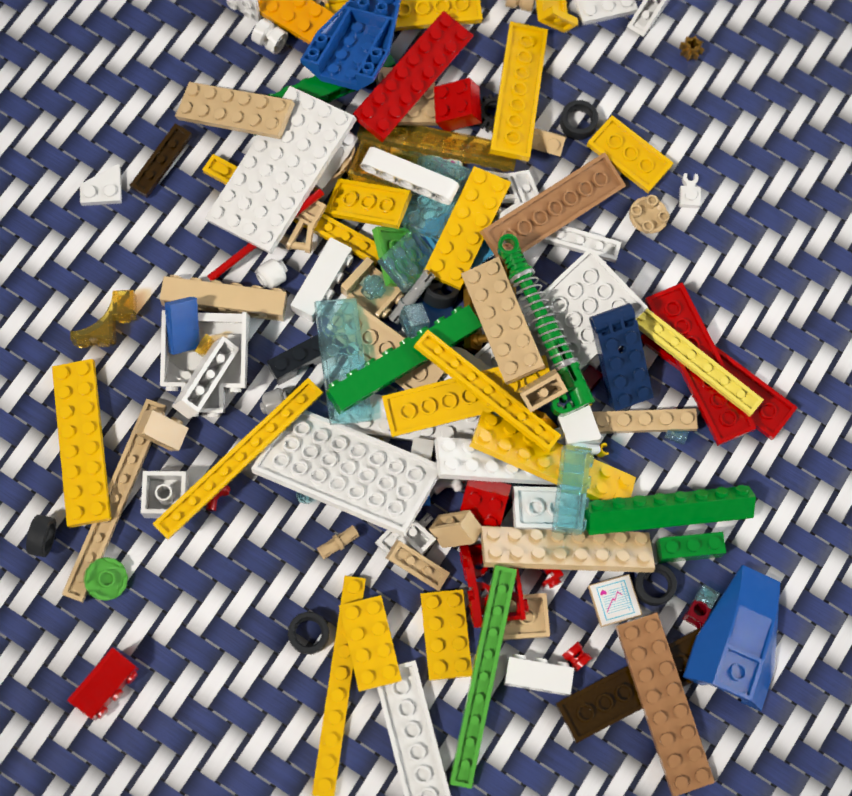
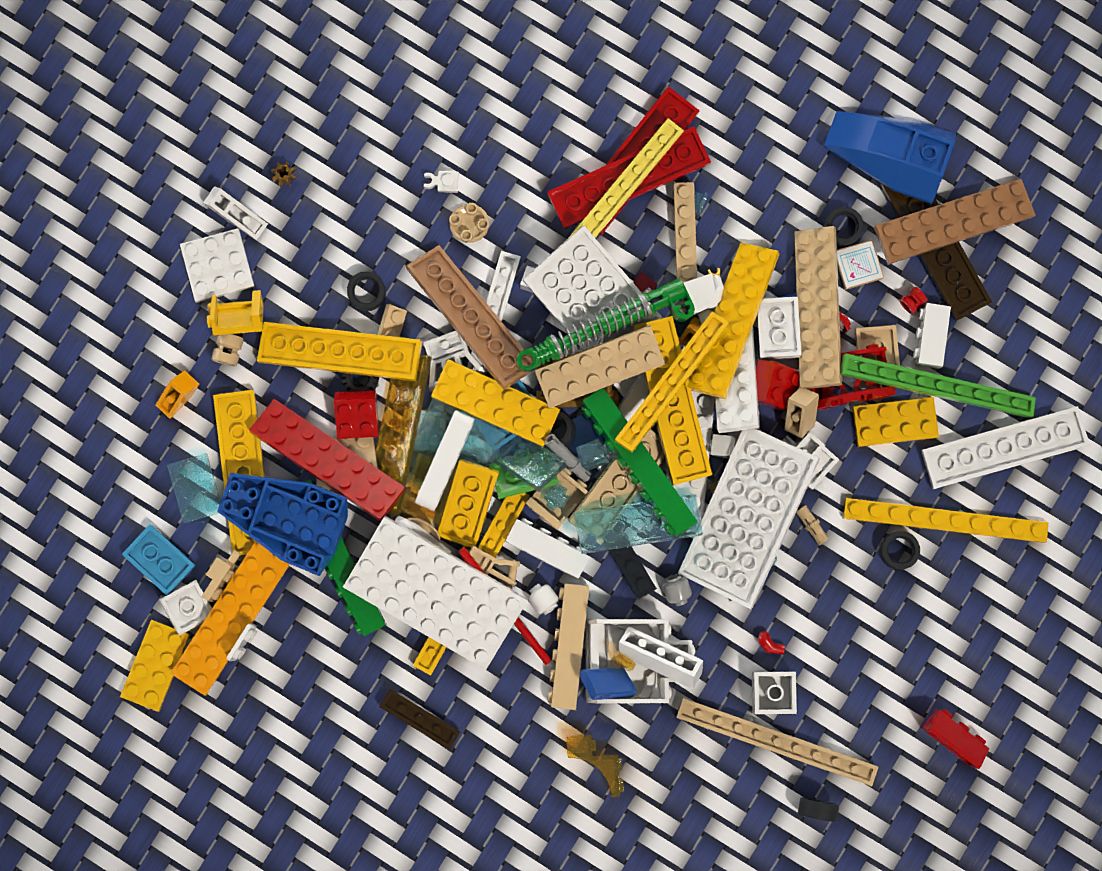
camera: 90 degrees left, 10 degrees up
(81, 443) = (722, 779): yellow plate -> none
(102, 188) = (450, 778): white wing -> none
(105, 578) = (855, 745): bright green tile -> none
(161, 429) = (711, 699): tan brick -> none
(235, 110) = (368, 644): tan plate -> none
(237, 459) = (741, 621): yellow plate -> none
(267, 34) = (277, 612): white wheel -> none
(370, 643) = (909, 491): yellow plate -> none
(417, 565) = (835, 448): tan plate -> none
(542, 390) = (673, 327): tan brick -> none
(572, 490) = (767, 301): clear light blue brick -> none
(623, 367) = (631, 252): dark blue hinge -> none
(630, 154) = (403, 240): yellow plate -> none
(669, 509) = (776, 211): green brick -> none
(690, 547) = (808, 193): green brick -> none
(700, 606) = (862, 184): leg -> none

